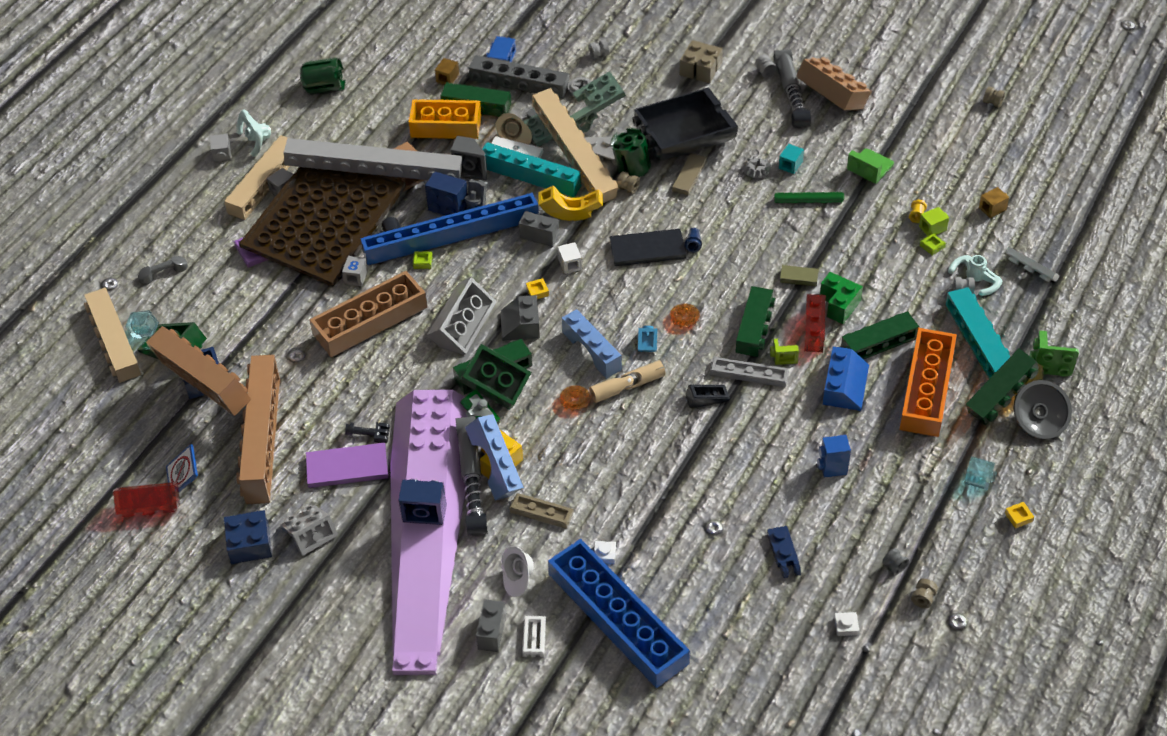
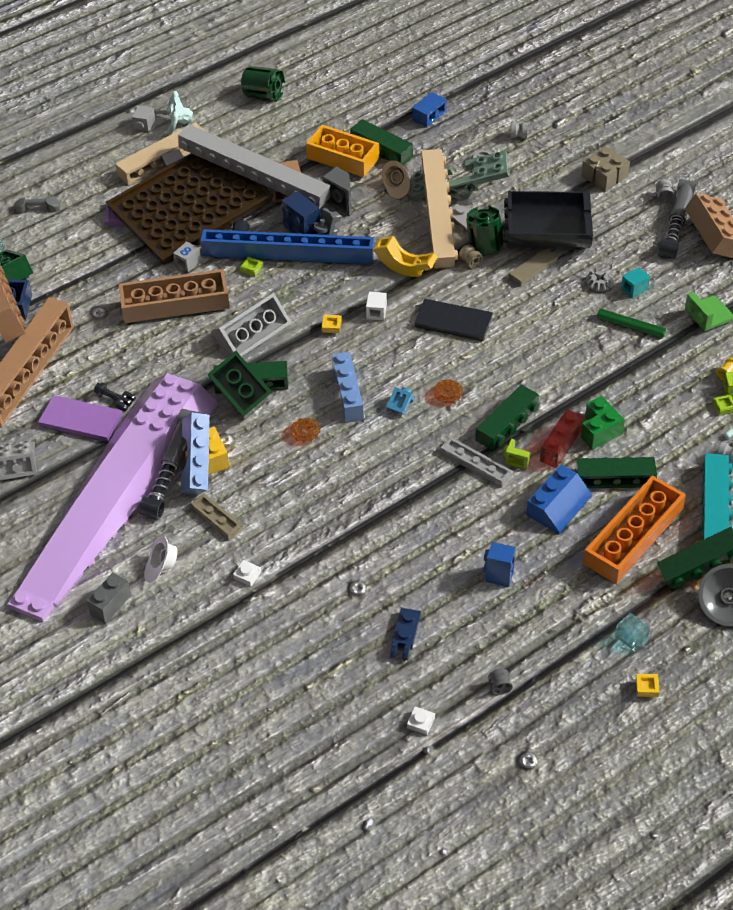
camera: 25 degrees right, 0 degrees up
(422, 502) = (107, 468): dark blue brick -> none
(446, 71) = (371, 110): pearl gold brick -> none
(477, 406) = (215, 408): piece -> none
(518, 76) = (432, 133): dark grey brick -> none
(520, 147) = (389, 196): white tile -> none
(520, 319) = (302, 345): dark grey slope -> none
(532, 169) = (390, 217): teal brick -> none
(533, 651) = (148, 624): white tile -> none
(539, 229) = (365, 271): dark grey brick -> none
(615, 385) = (345, 431): tan piece -> none
(619, 613) = (221, 630): blue brick -> none
(693, 241) = (497, 327): dark blue cone -> none
(700, 395) = (414, 462): black slope -> none
(799, 275) = (576, 390): olive tile -> none
(924, 594) = (508, 721): dark tan wheel -> none

